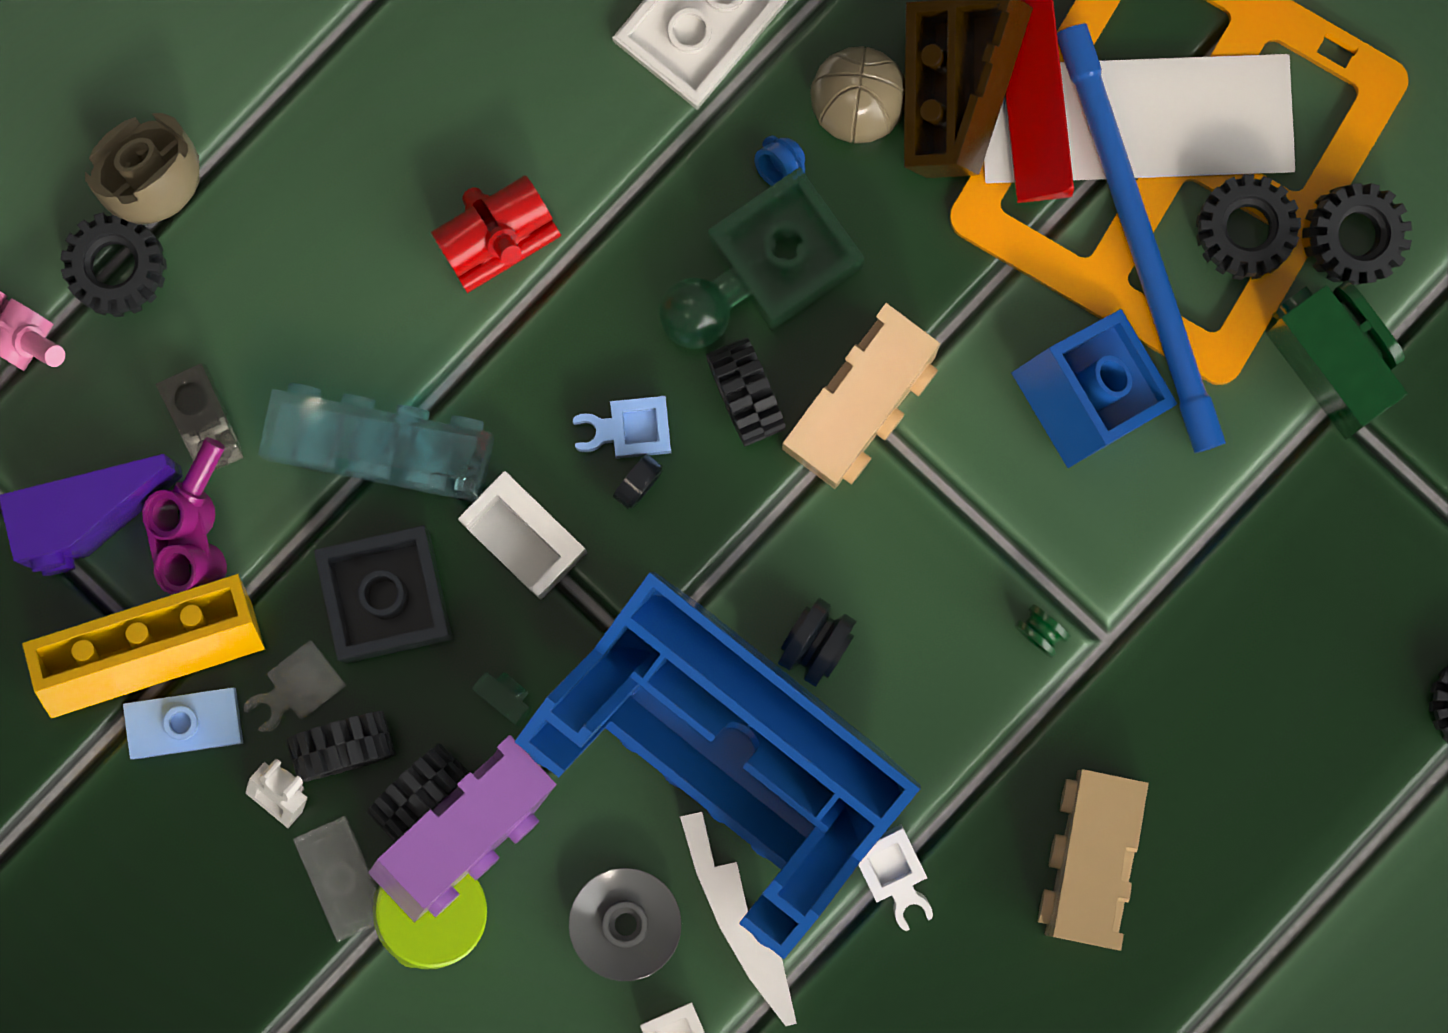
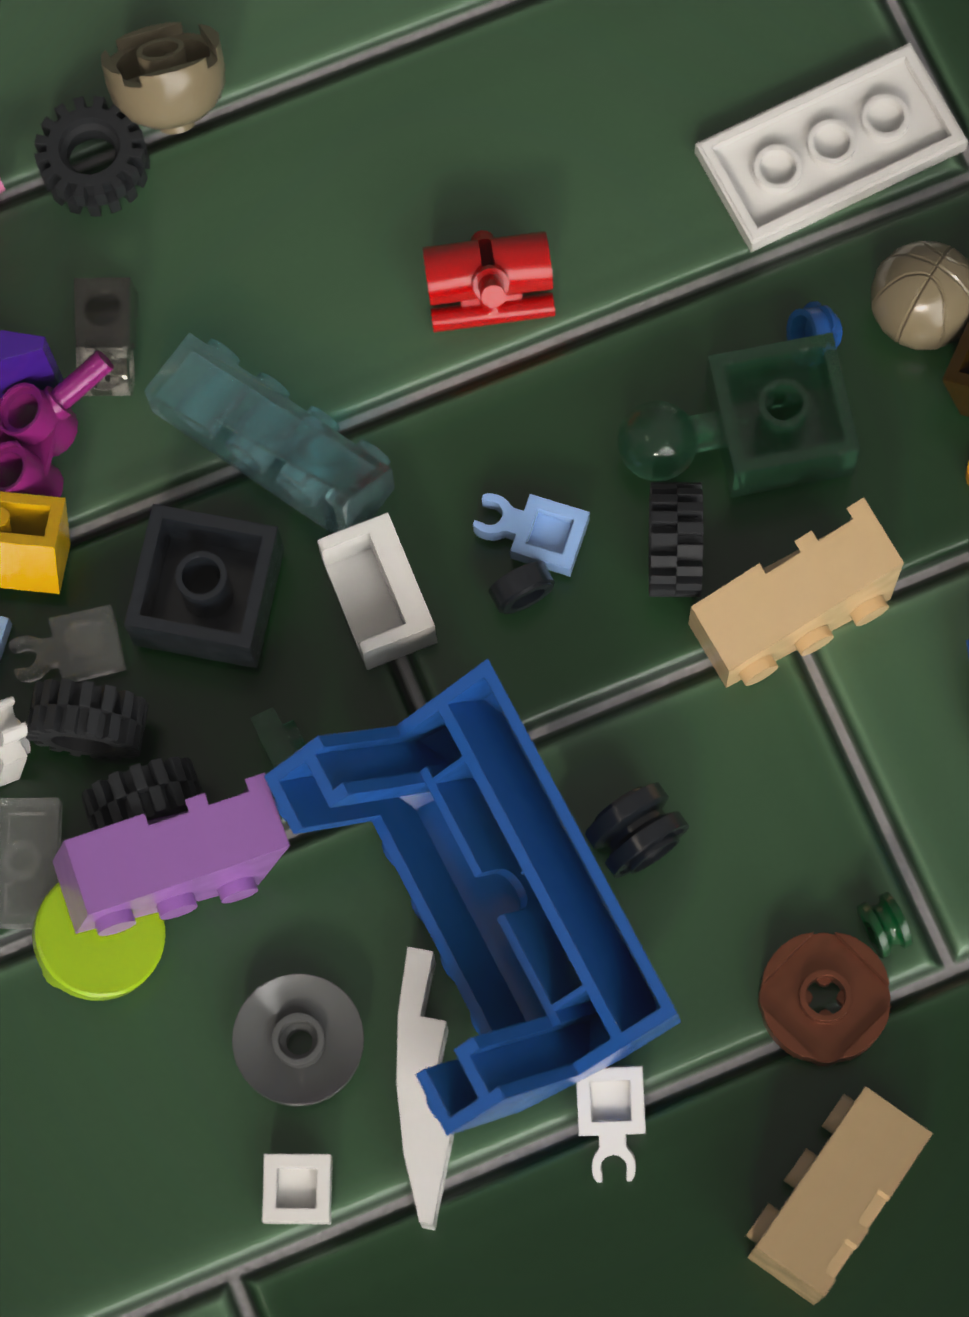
camera: 25 degrees right, 10 degrees down
(1049, 696) = (824, 959): none -> copper plate

